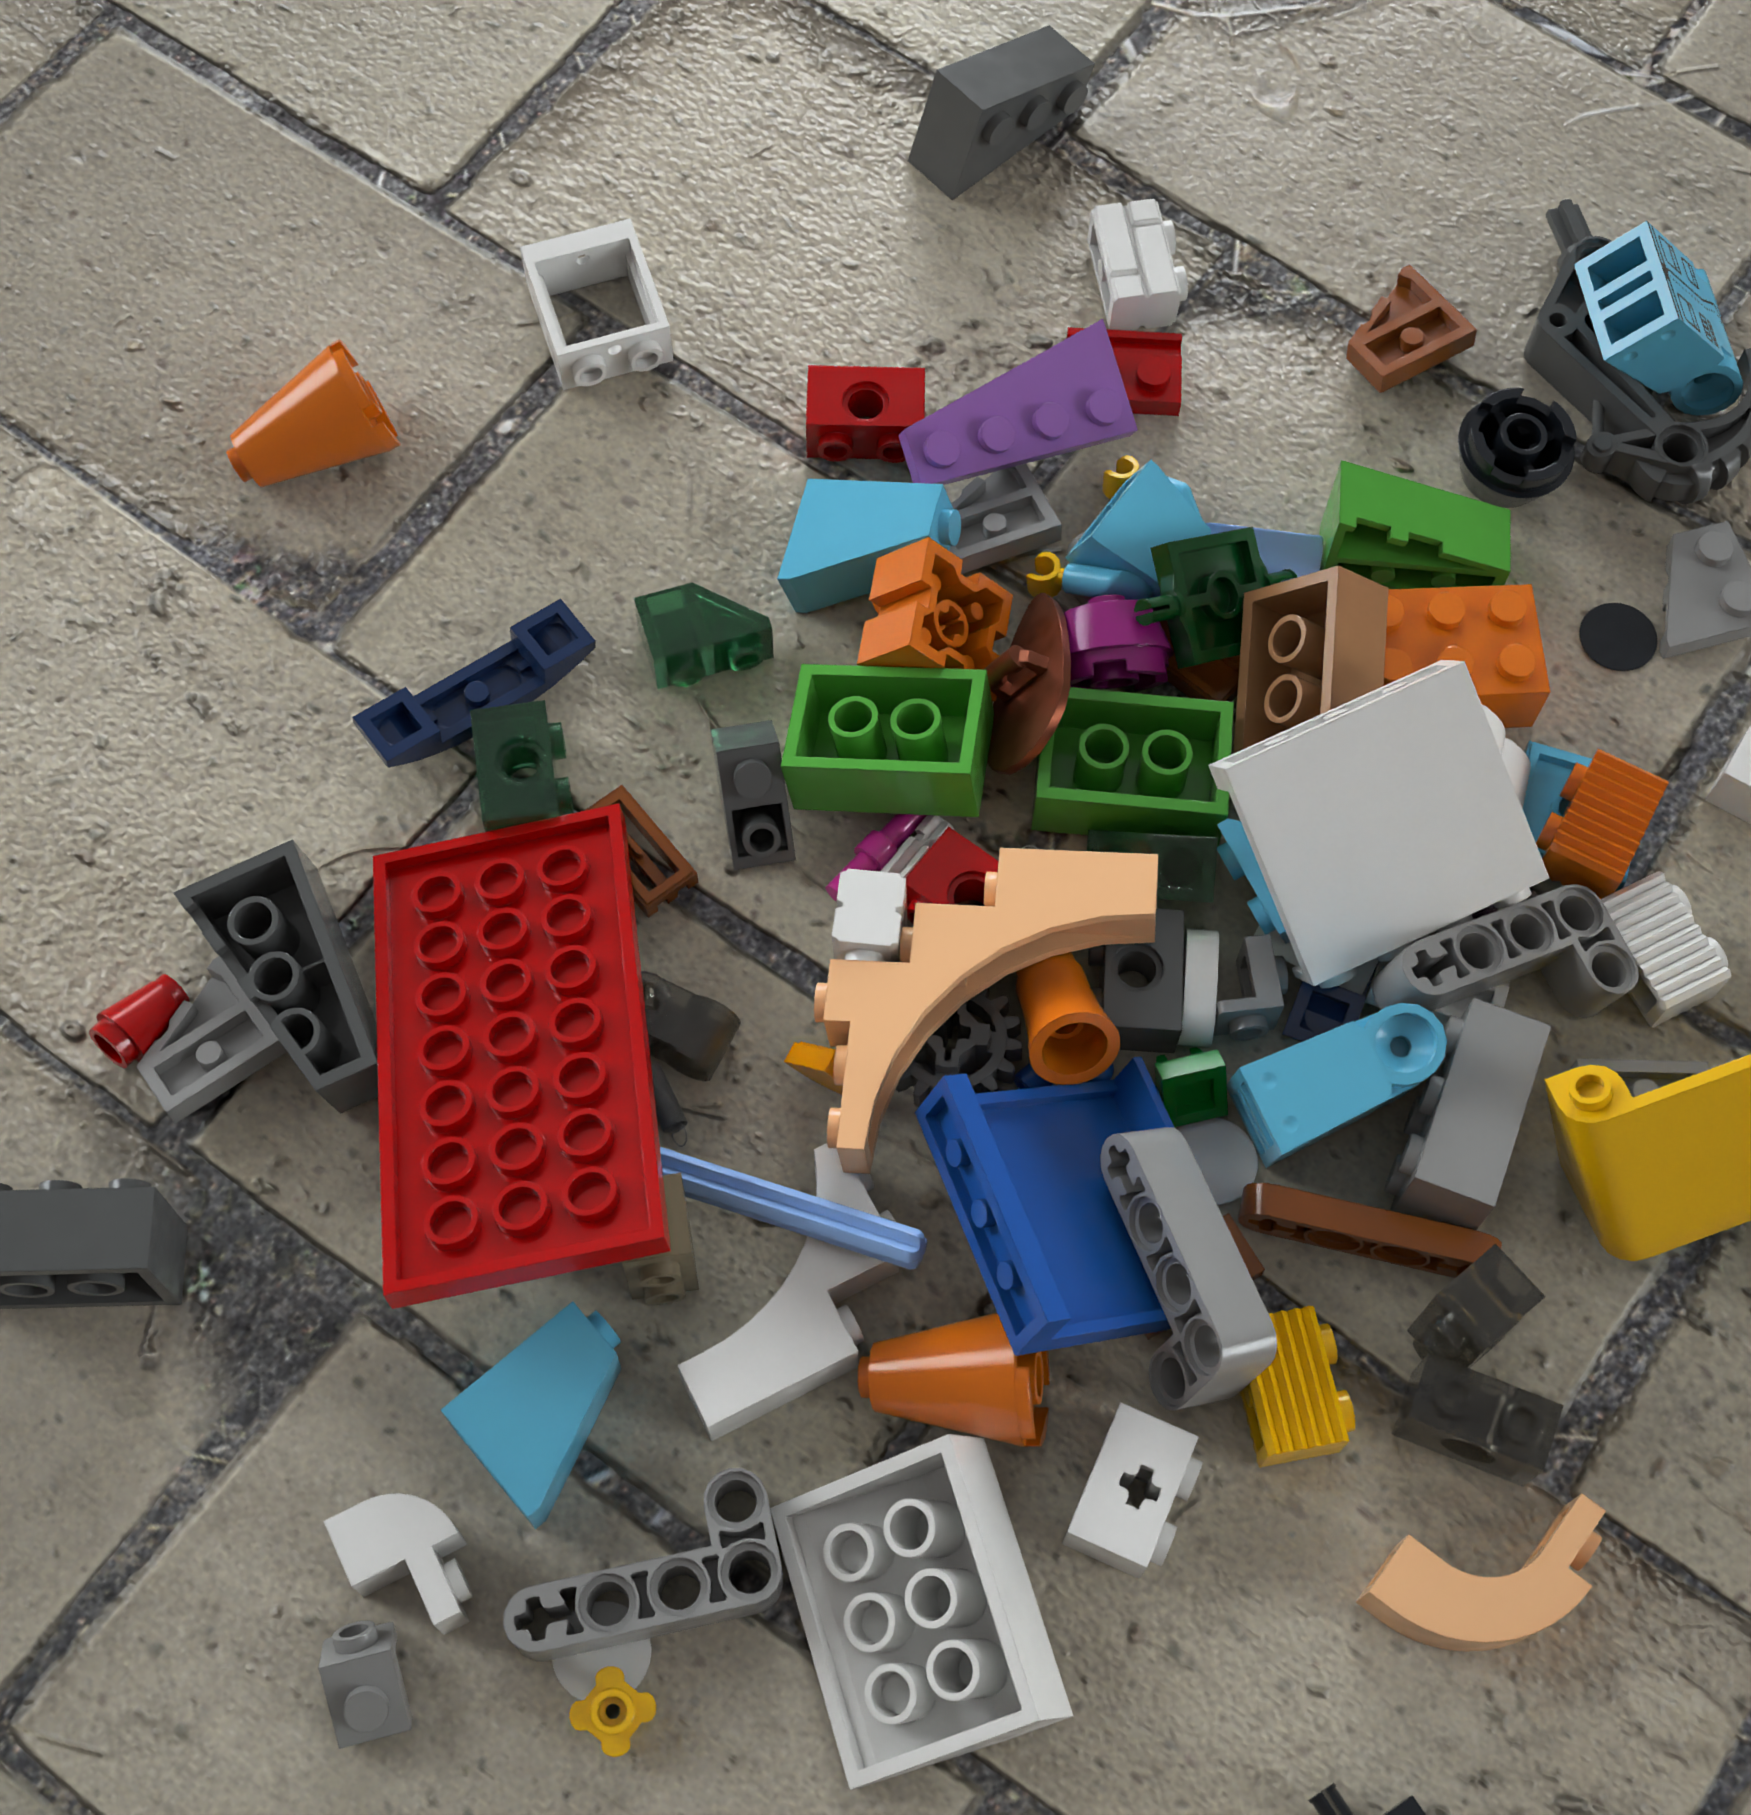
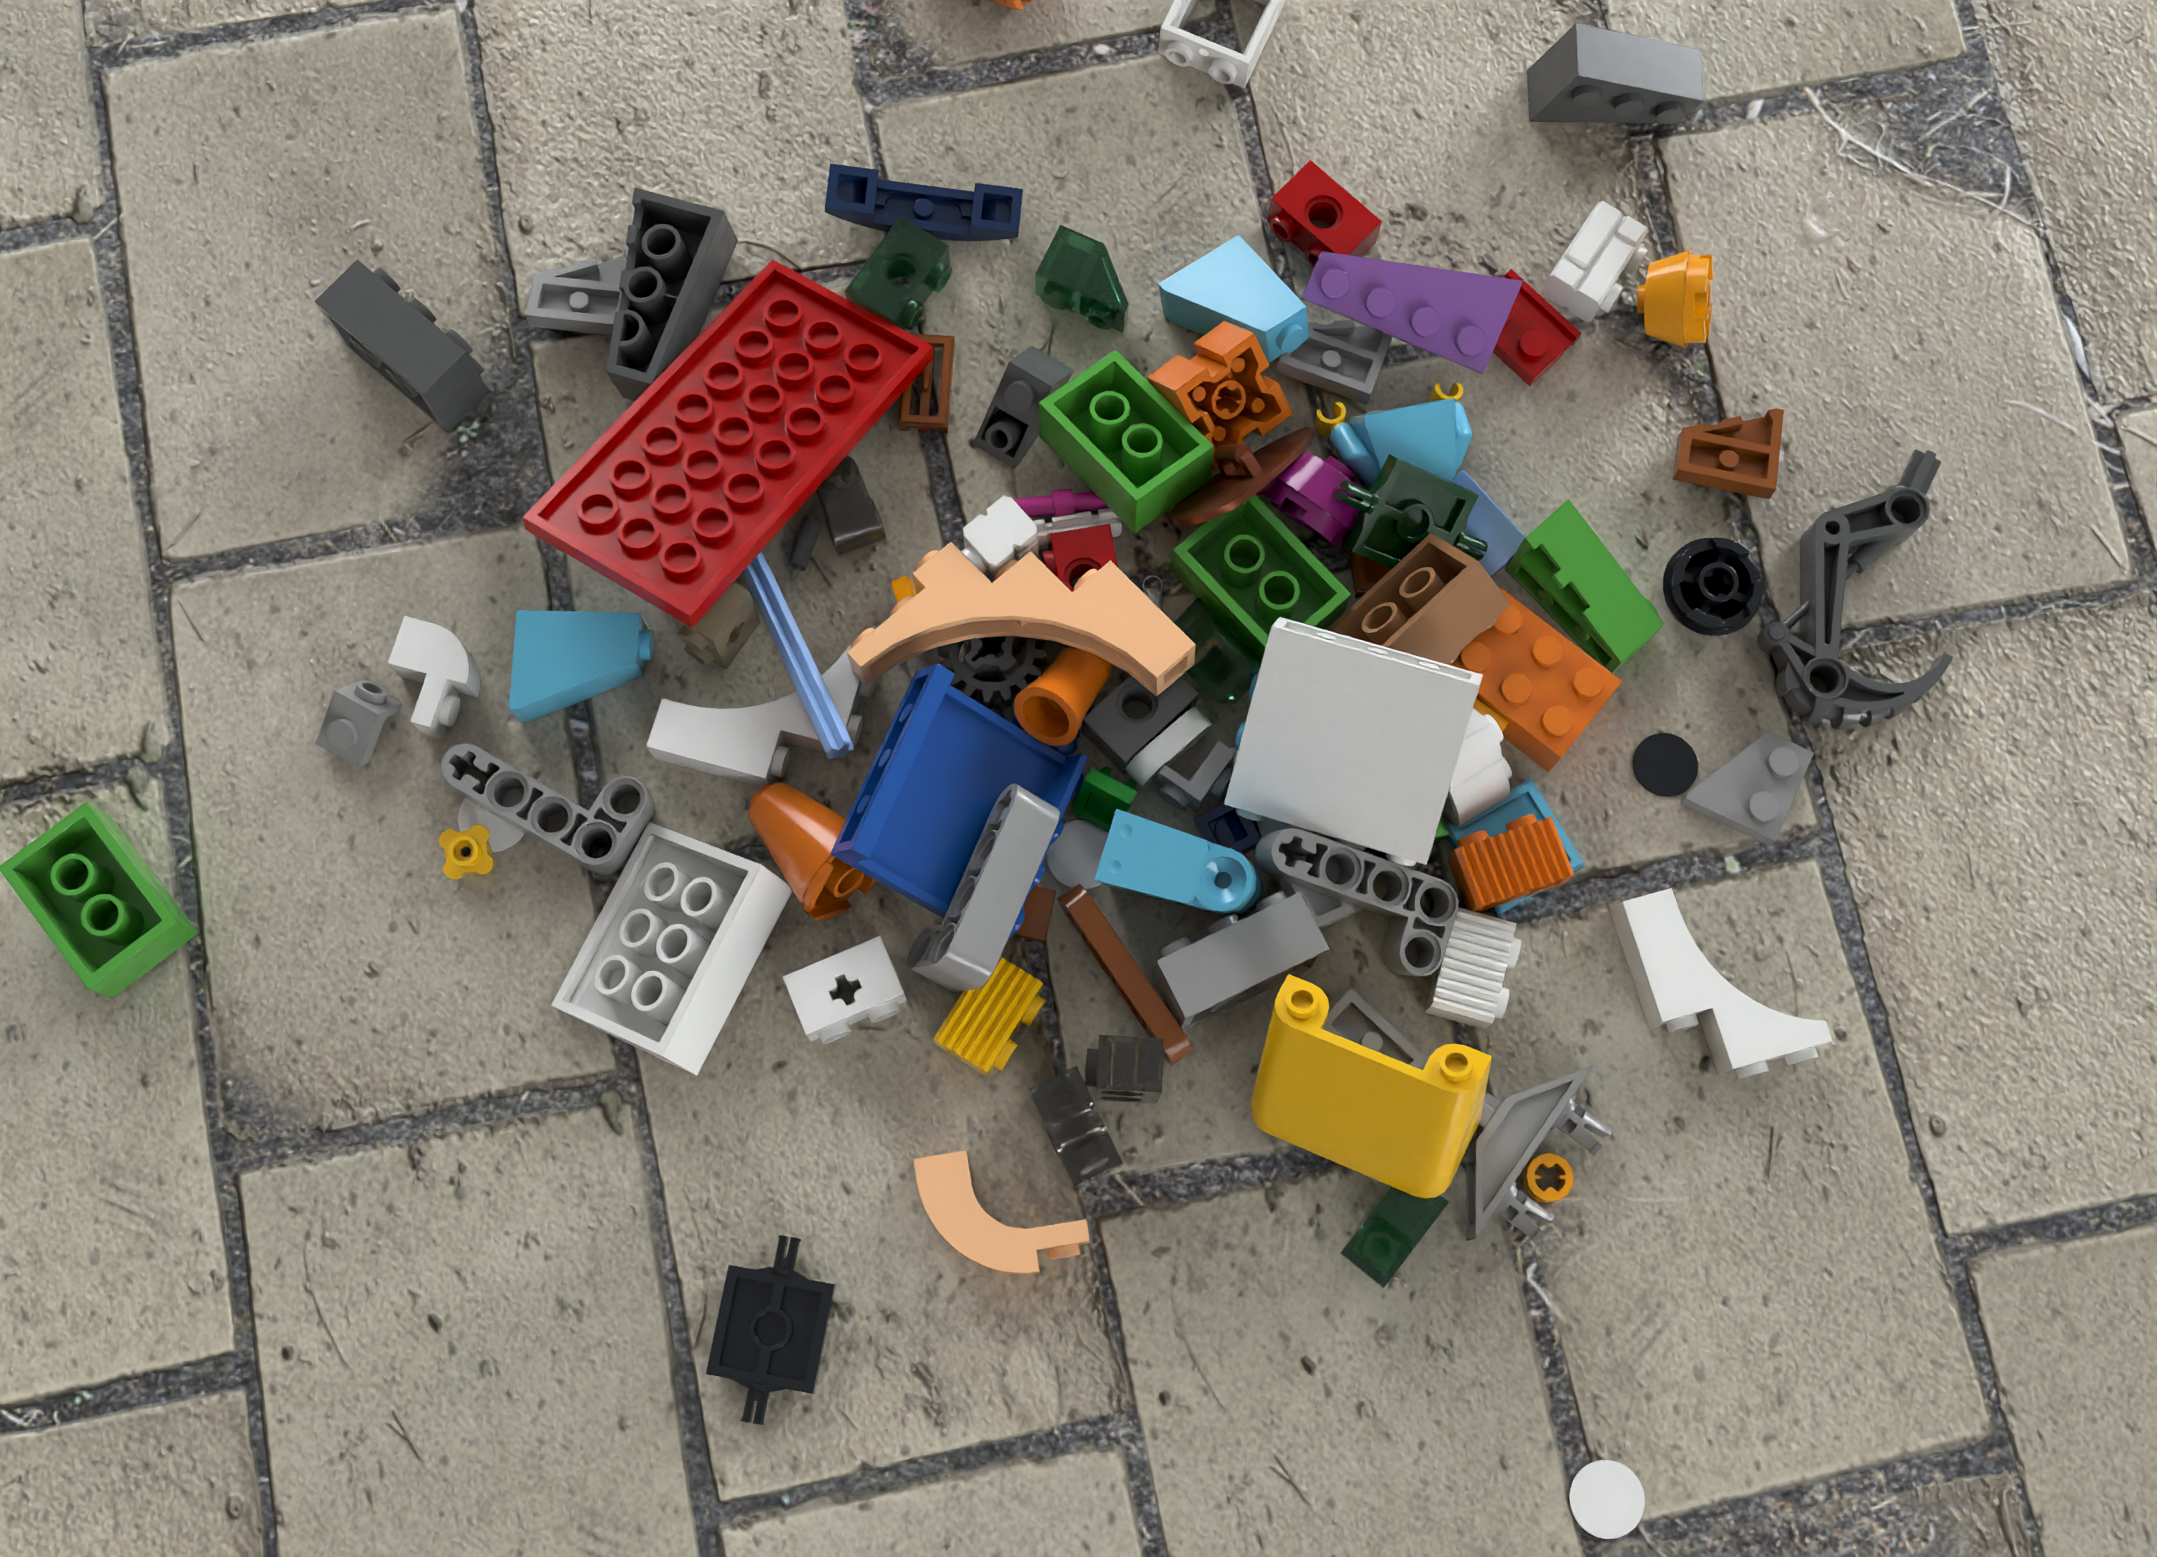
camera: 40 degrees right, 10 degrees up
(137, 1020) = (560, 247): red cone -> none
(1239, 237) = (1678, 298): none -> light orange cone
(1660, 321) = (1897, 584): medium azure piece -> none

